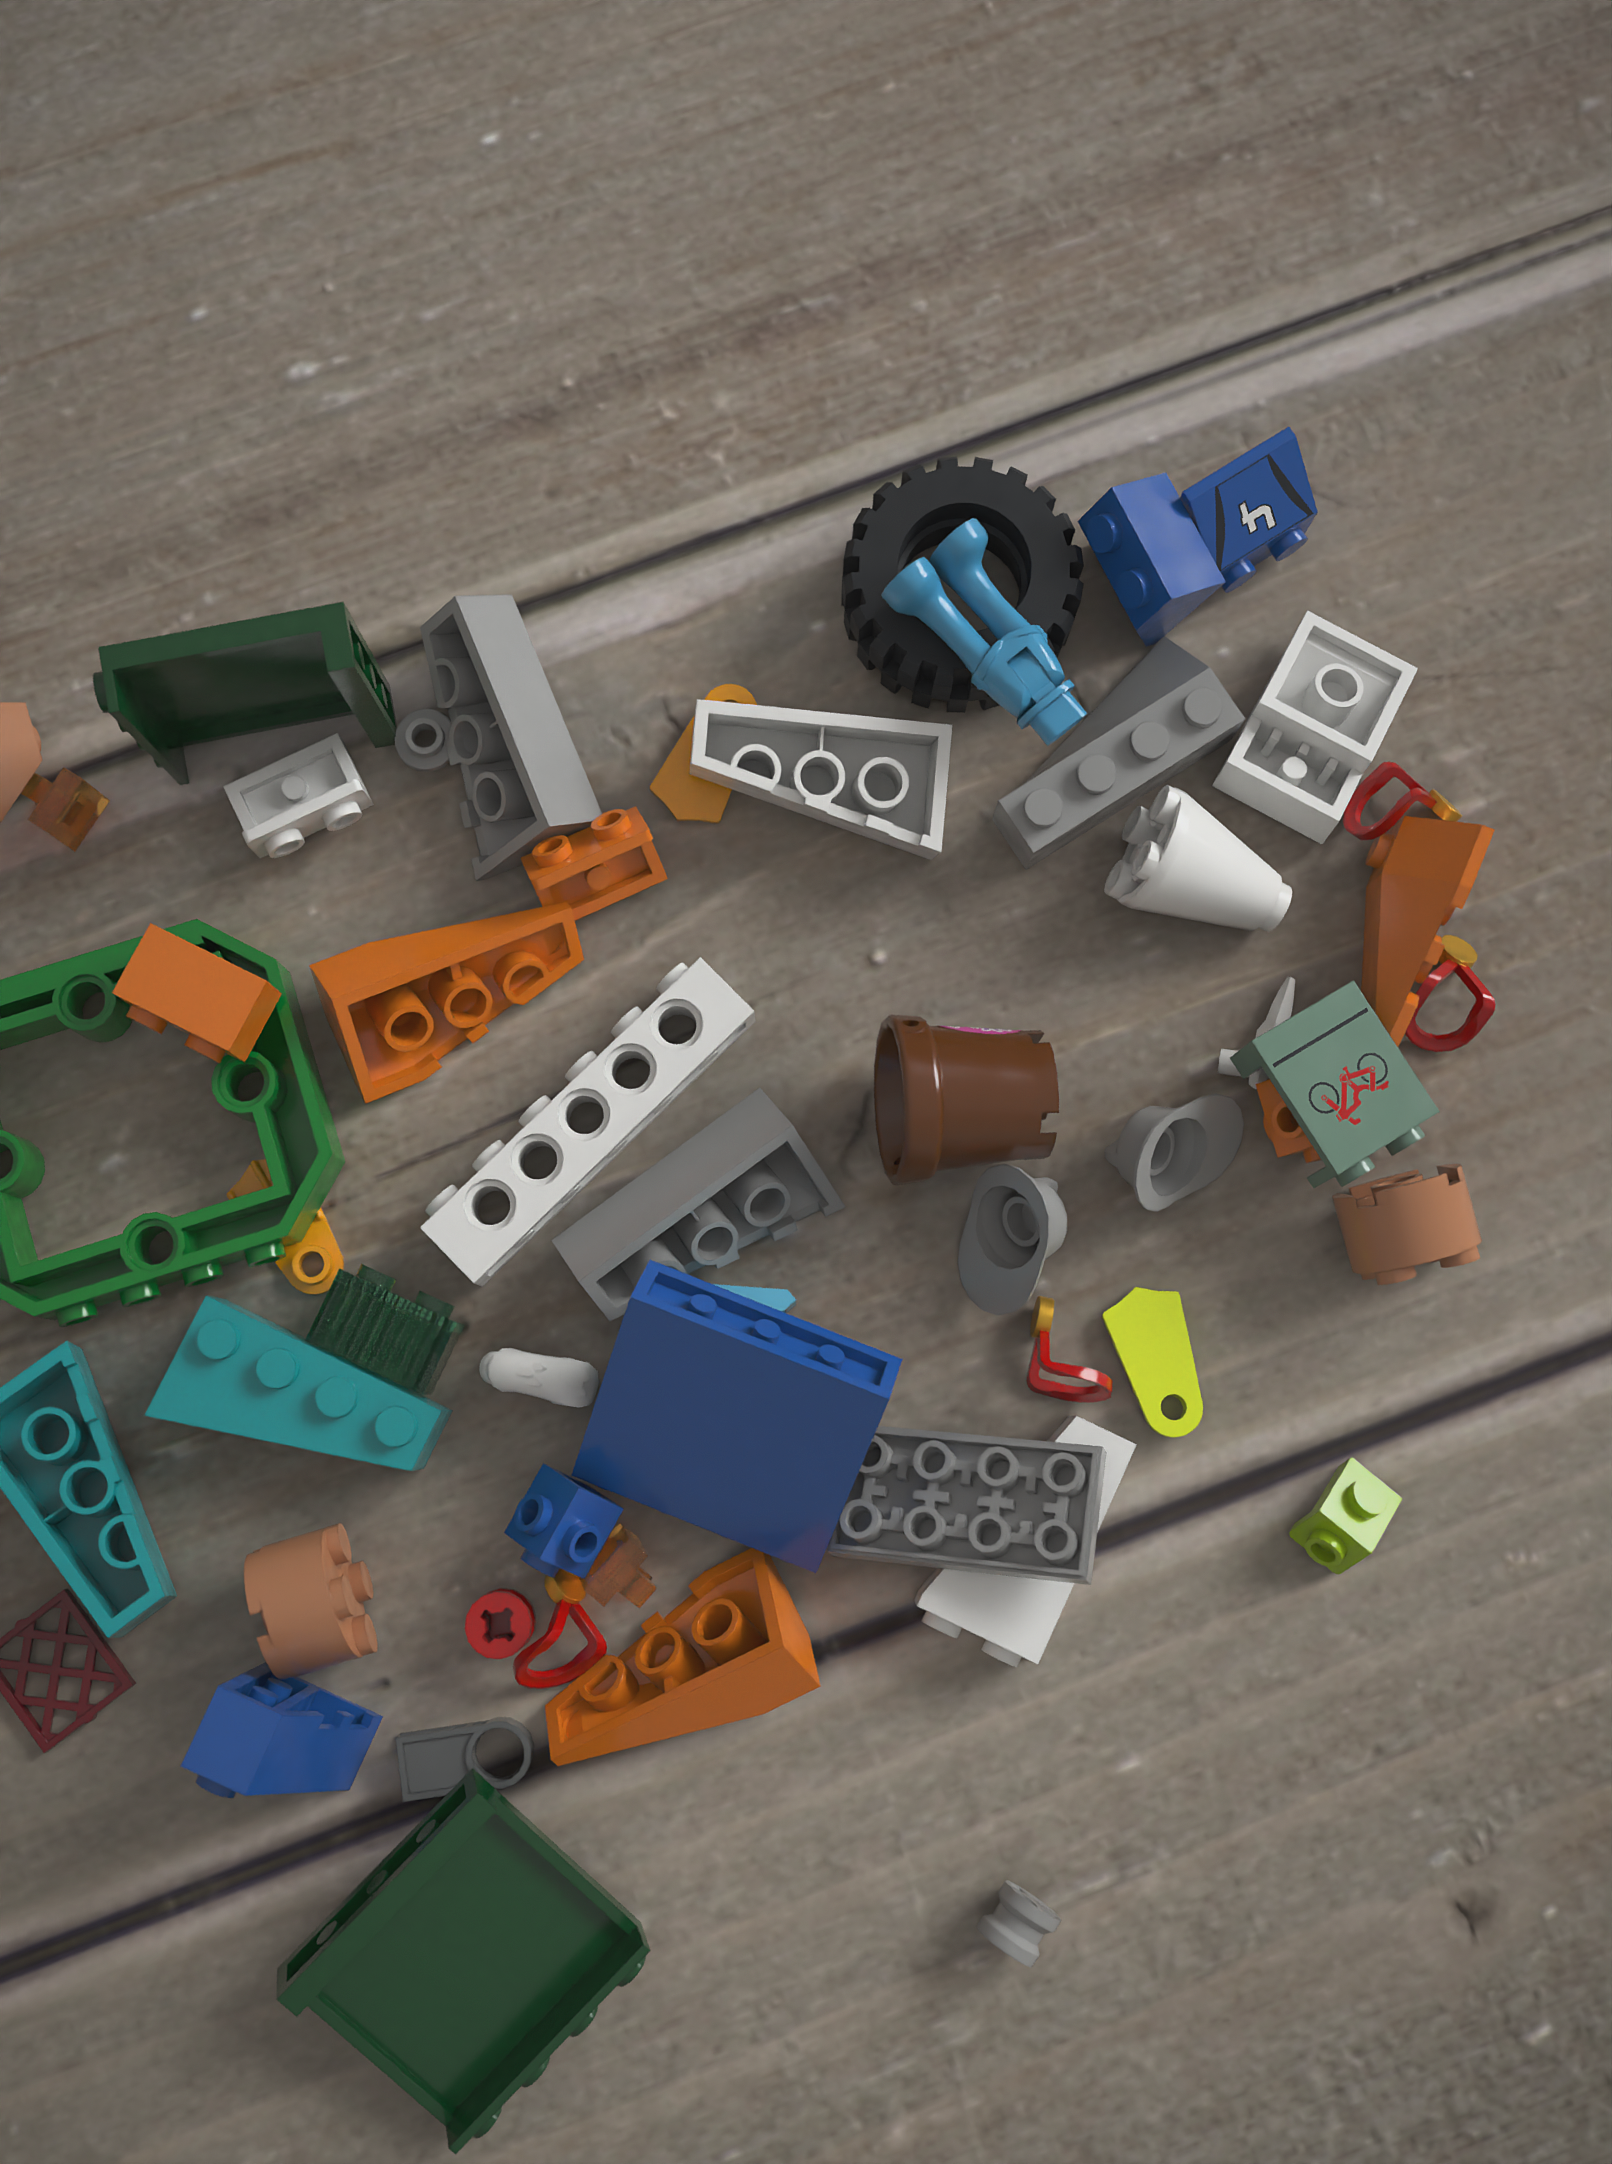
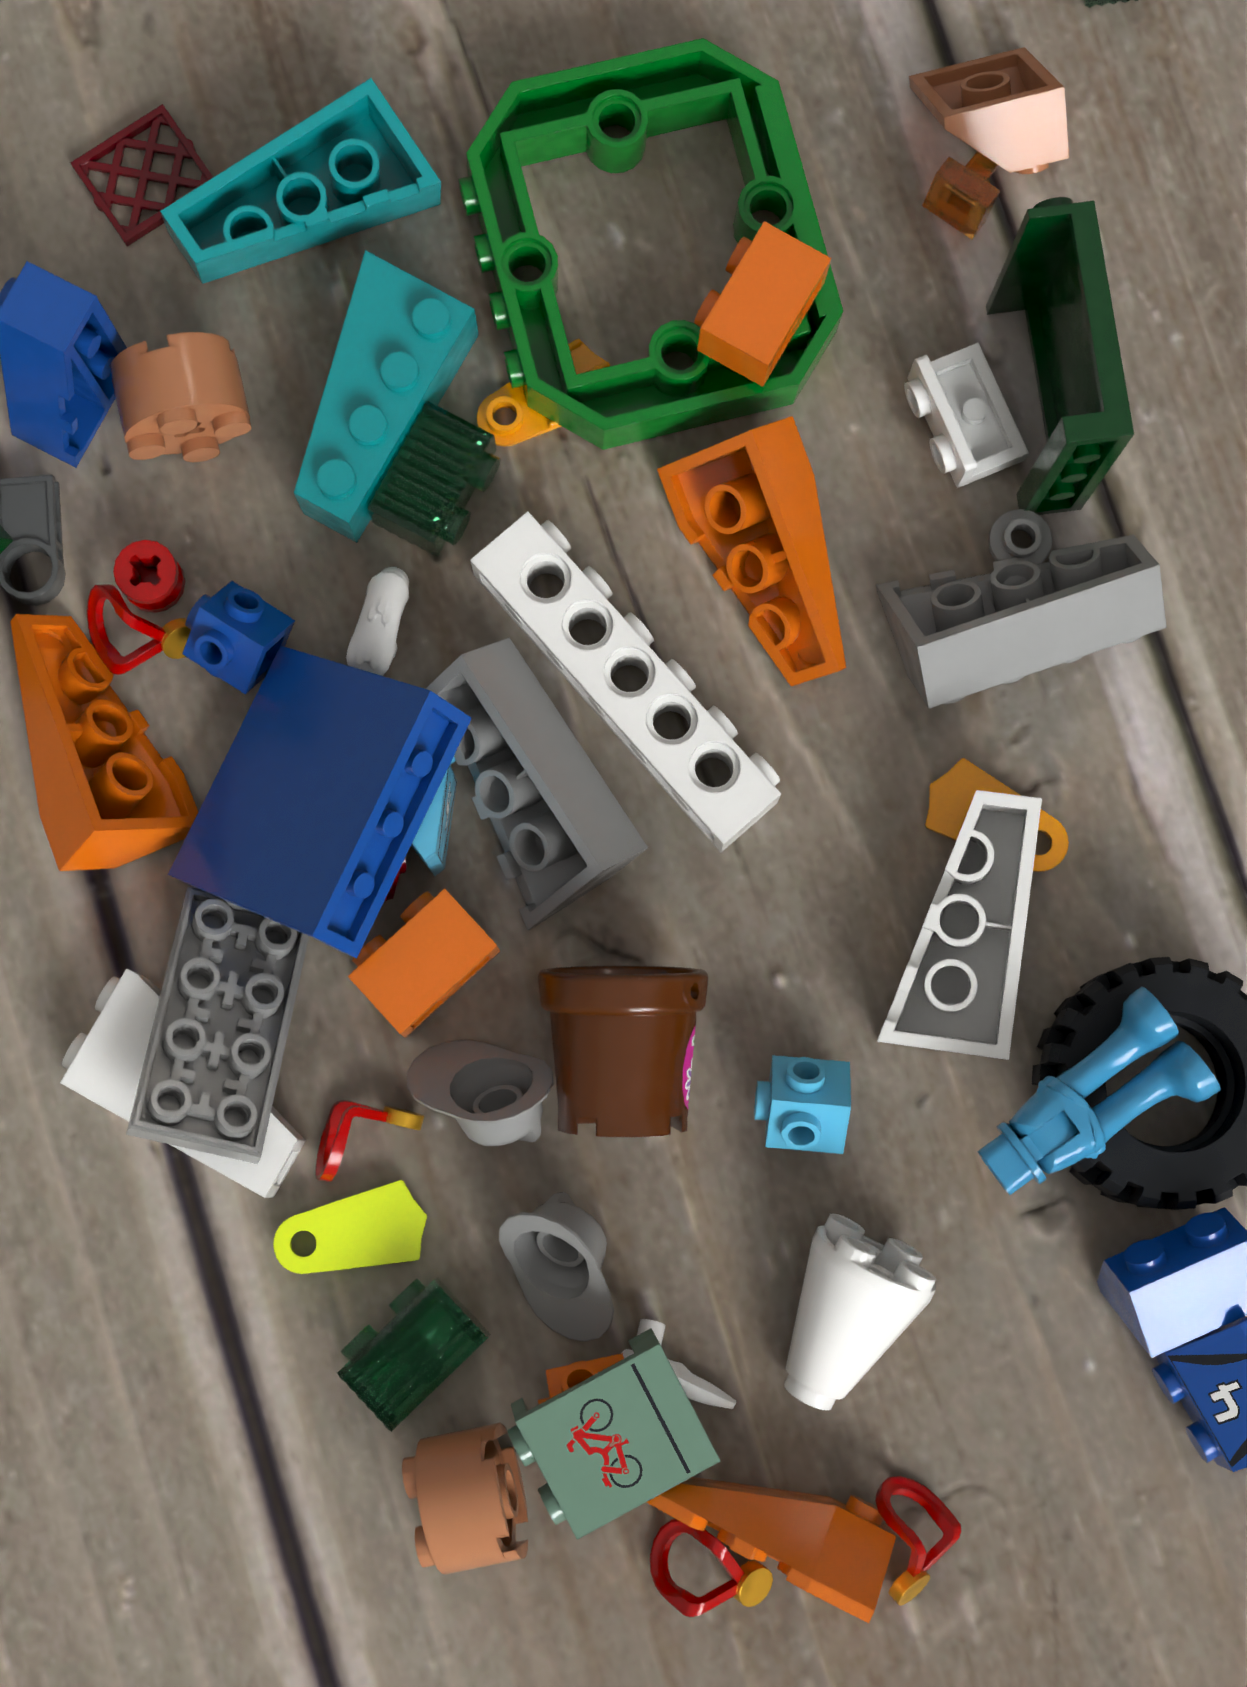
camera: 95 degrees right, 0 degrees up
(596, 864) = (883, 698): orange bracket -> none
(620, 1570) = (188, 689): clear orange tile -> none
(888, 1303) = (422, 961): none -> orange brick
(1003, 921) = (805, 1104): none -> medium azure brick
(1135, 740) = (993, 1258): light grey wedge -> none
(1270, 1290) = (412, 1352): none -> clear green brick
(1315, 728) = (1002, 1454): white slope -> none
(1346, 1518) = (179, 1412): lime bracket -> none

